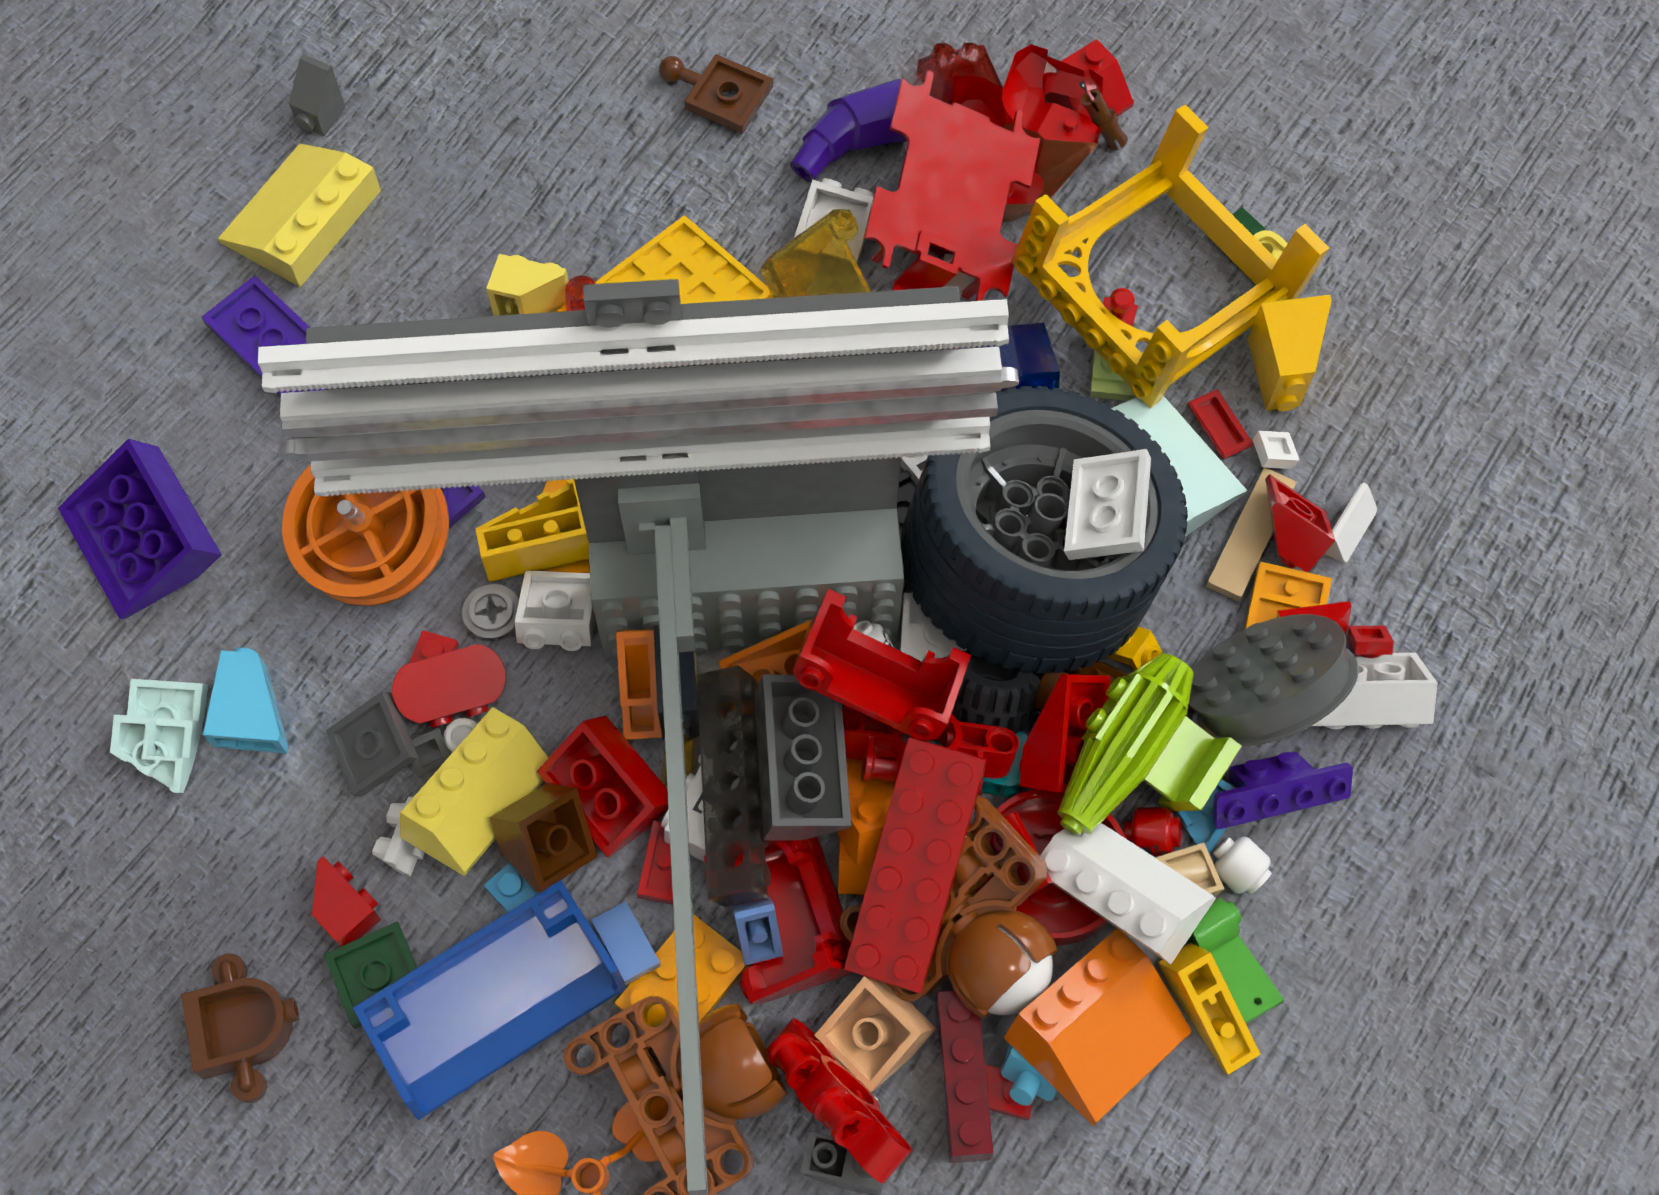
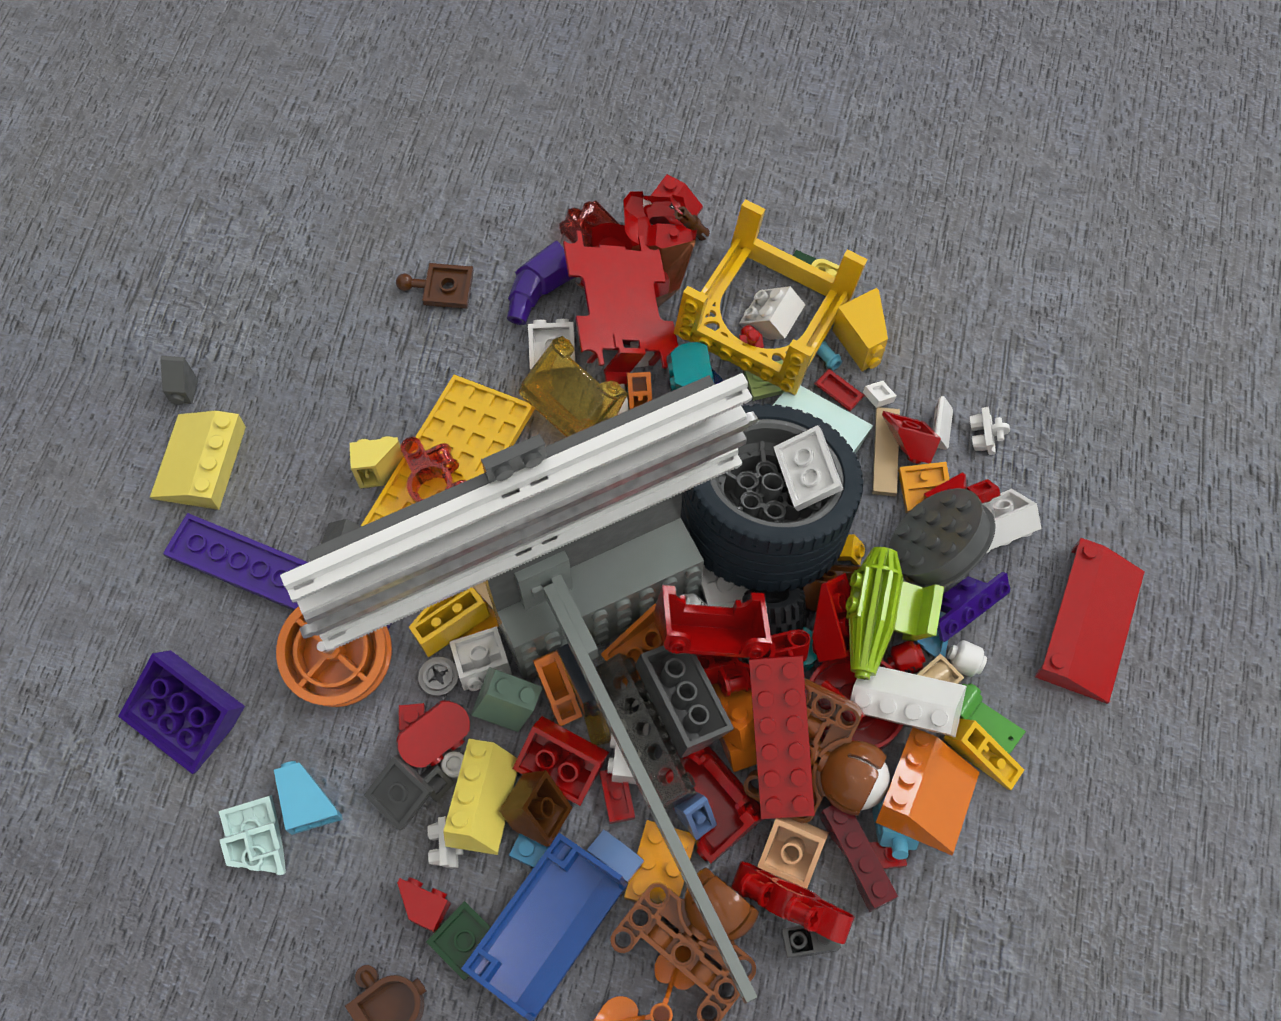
camera: 20 degrees left, 0 degrees up
(565, 675) = (506, 700): none -> sand green slope
(1026, 320) = (689, 364): none -> teal brick
(1170, 282) = (773, 312): none -> white slope
(1226, 376) = (829, 357): none -> medium azure pin
(1416, 544) = (986, 441): none -> white hips
(1453, 884) = (1092, 622): none -> red slope

